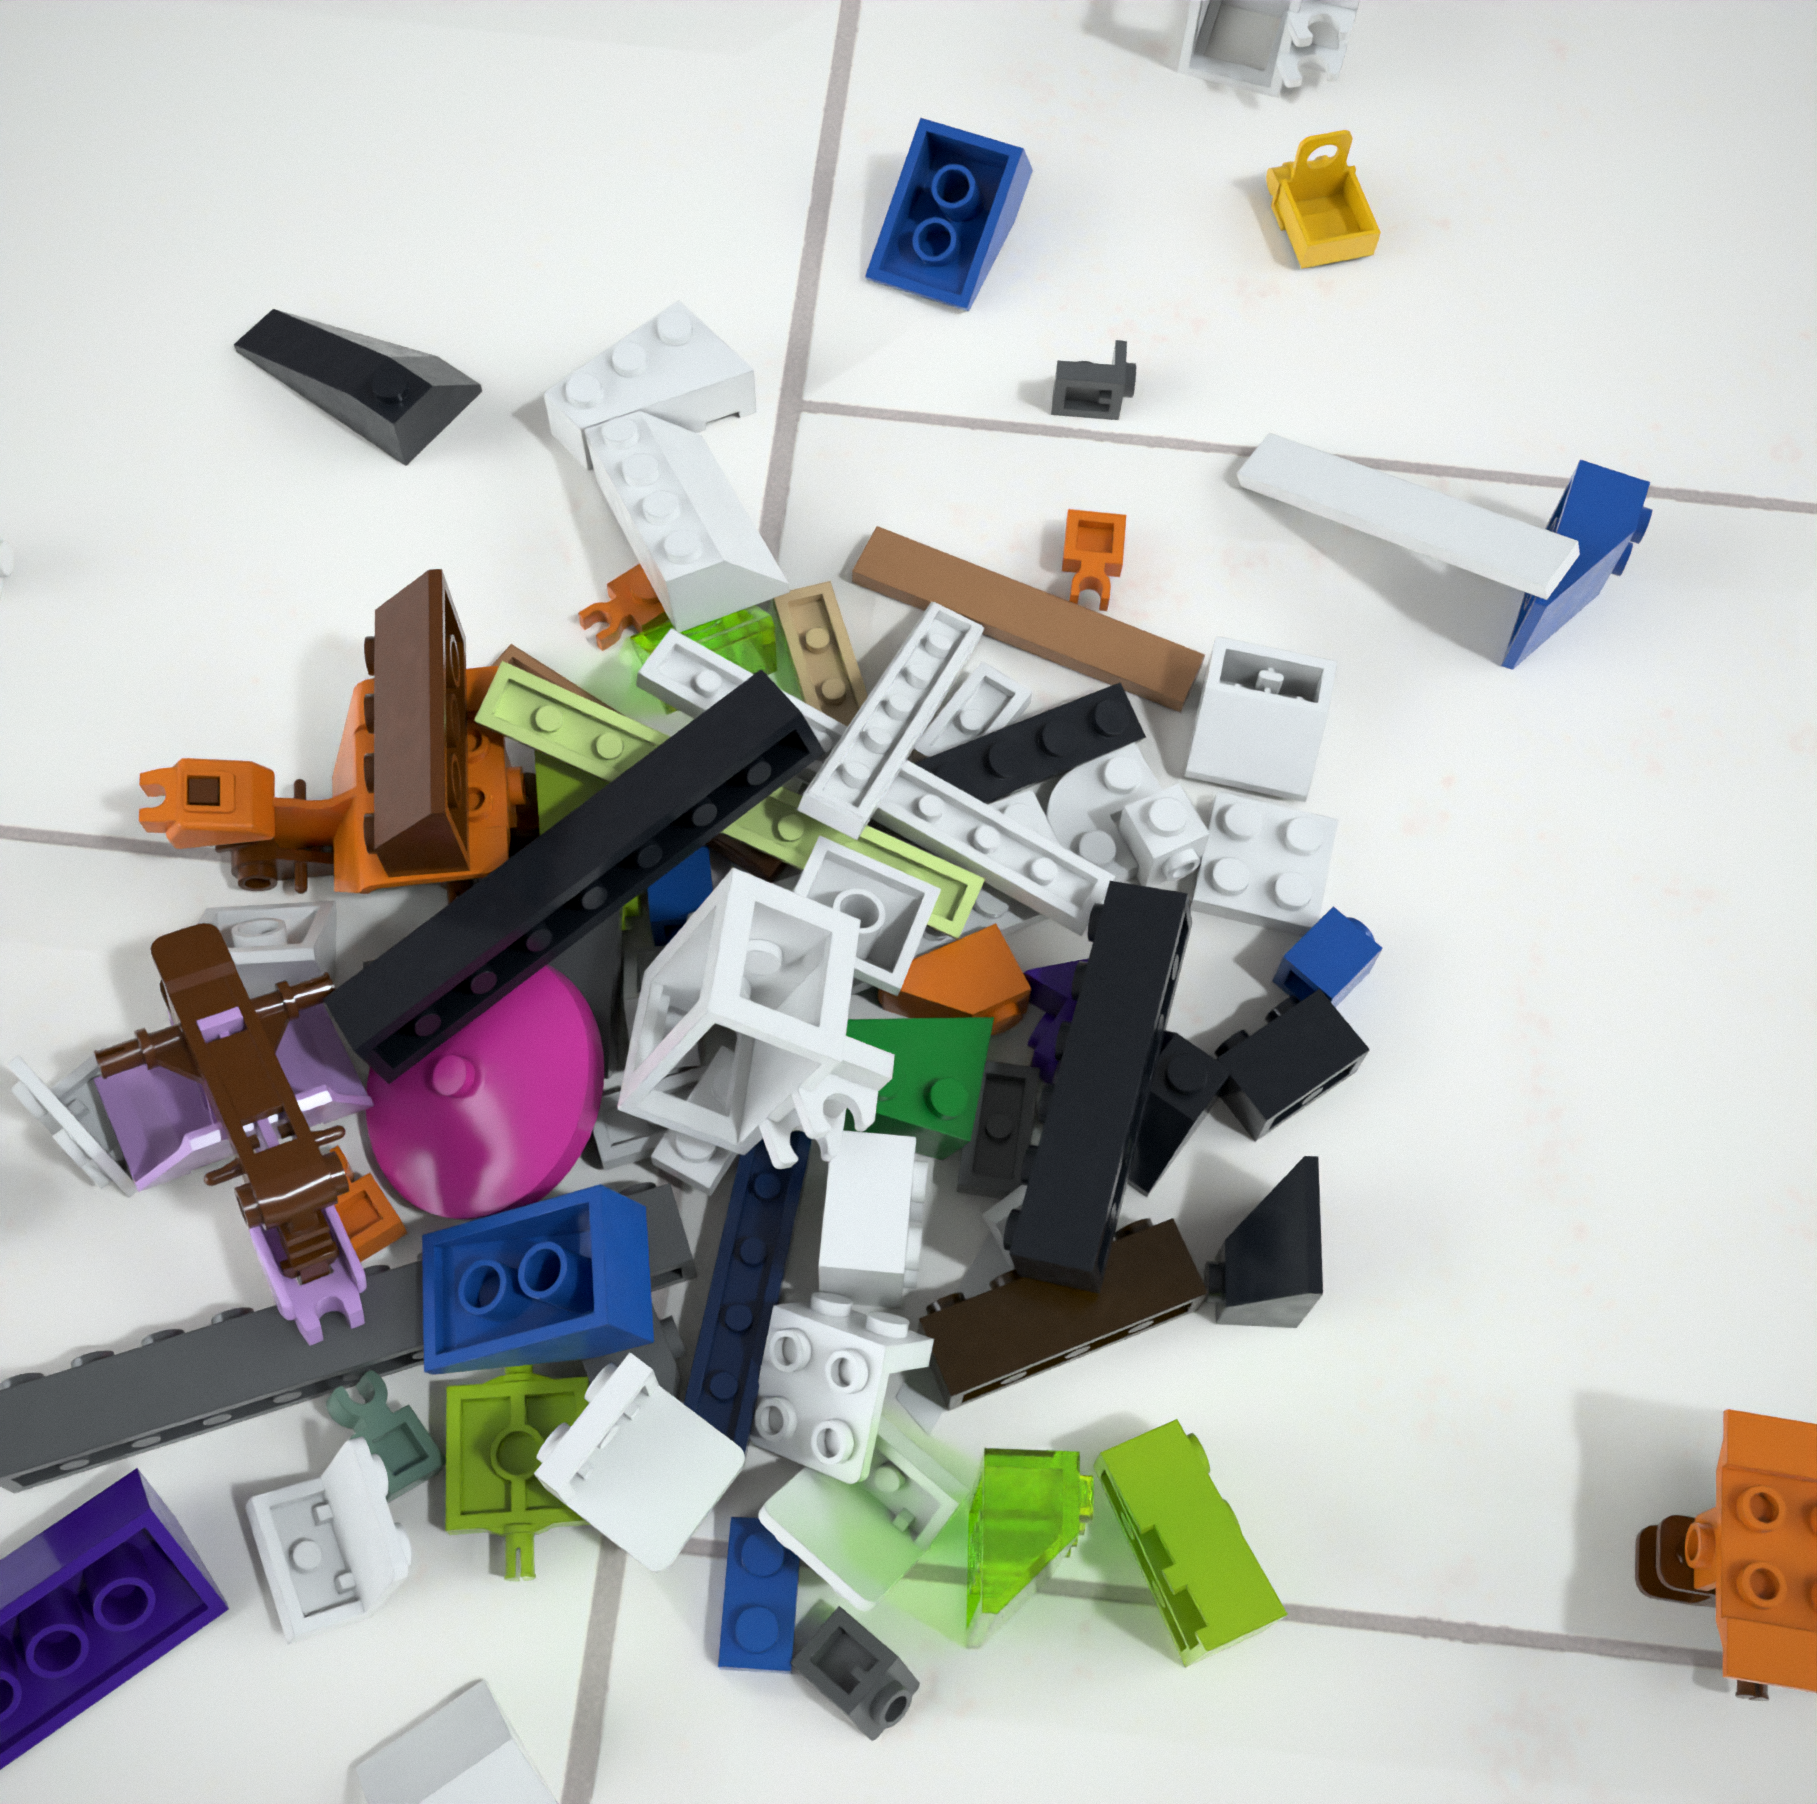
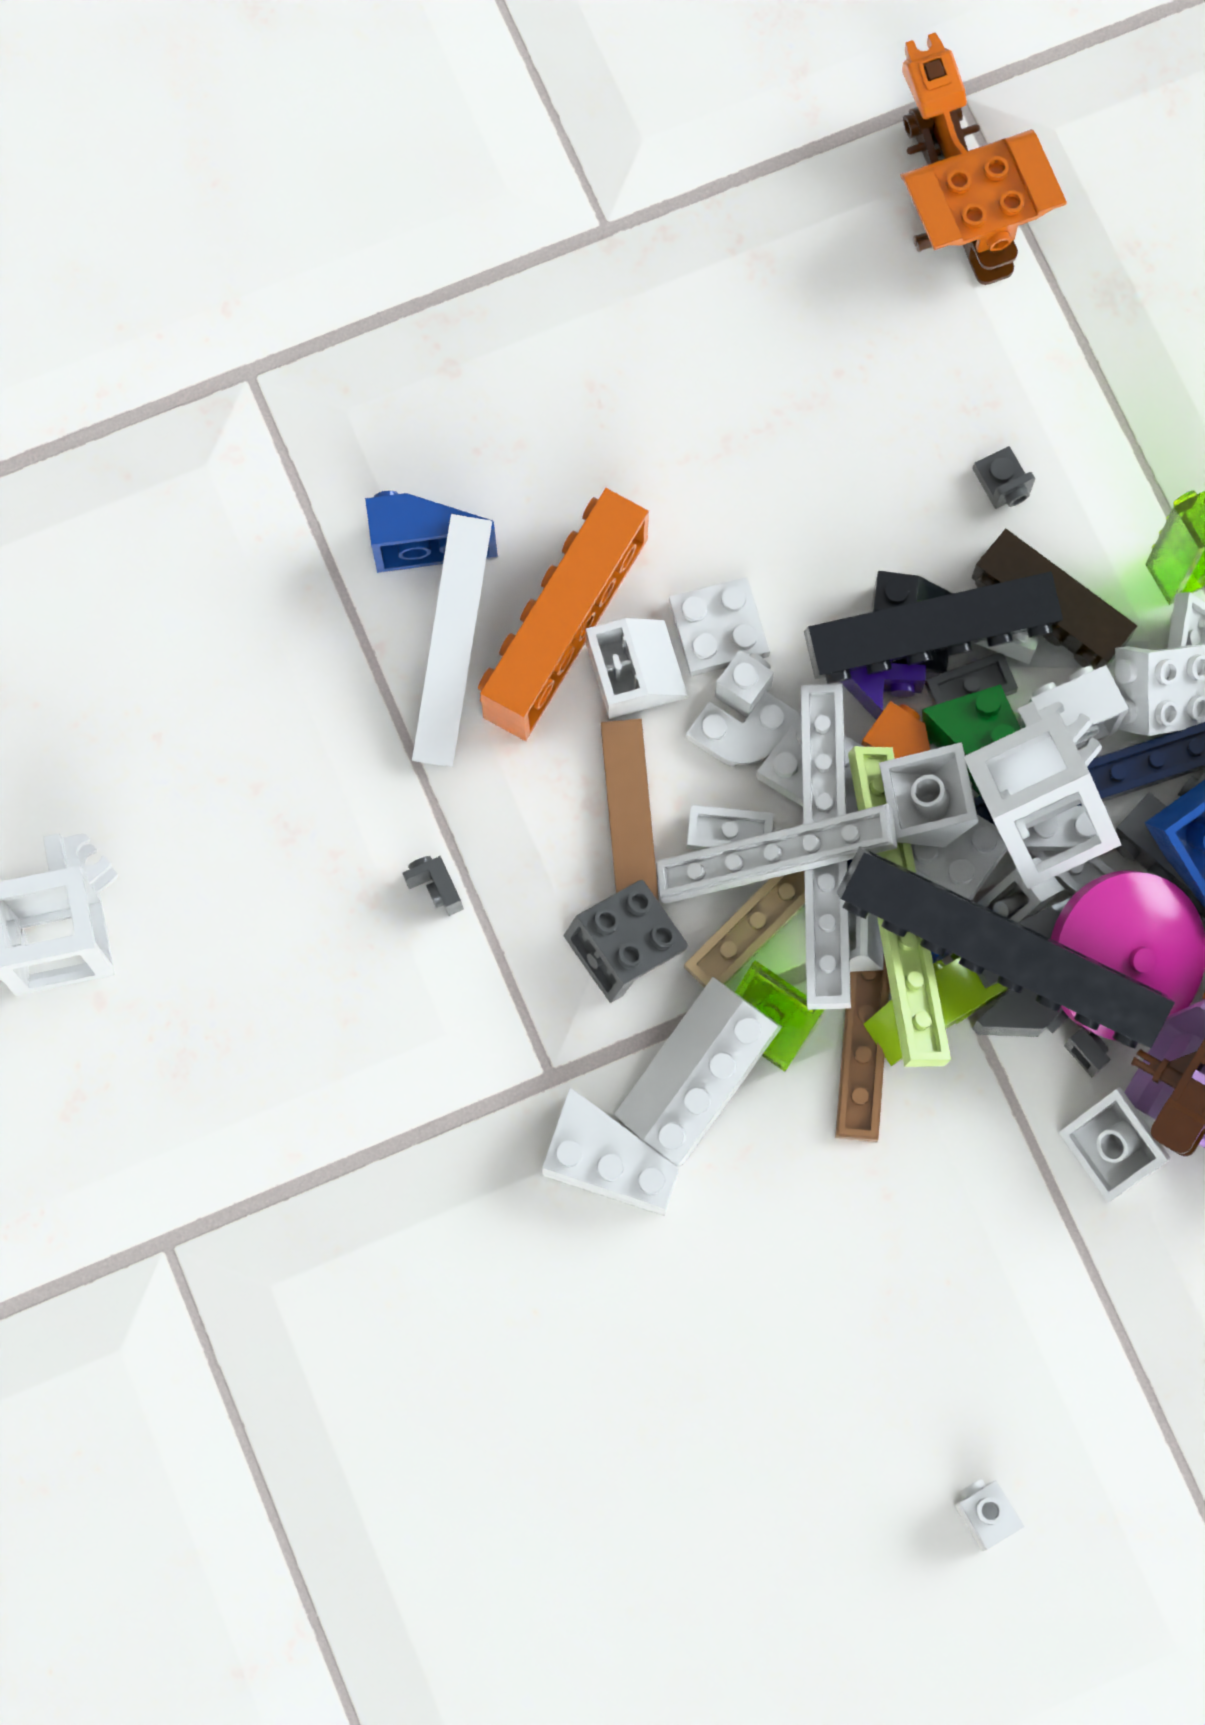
camera: 115 degrees left, 10 degrees up
(237, 811) = (999, 1104): orange piece -> none
(370, 385) = (697, 1352): black wedge -> none
(418, 732) = (981, 1080): reddish brown slope -> none
(631, 604) = (762, 1082): orange plate -> none
(903, 536) = (624, 939): none -> dark grey bracket
(949, 214) = (350, 1048): blue slope -> none
(1039, 746) = (730, 783): black plate -> none
(1093, 552) = (562, 824): orange plate -> none
(1187, 1542) = (1135, 480): lime wedge -> none
(1273, 1259) = (962, 508): black slope -> none
(1288, 1062) = (842, 554): black brick -> none
(1294, 1364) = (1004, 478): none -> dark grey bracket
(1323, 204) = (200, 813): yellow piece -> none
(1328, 958) = (767, 559): blue brick -> none
(1393, 678) = (556, 623): none -> orange brick

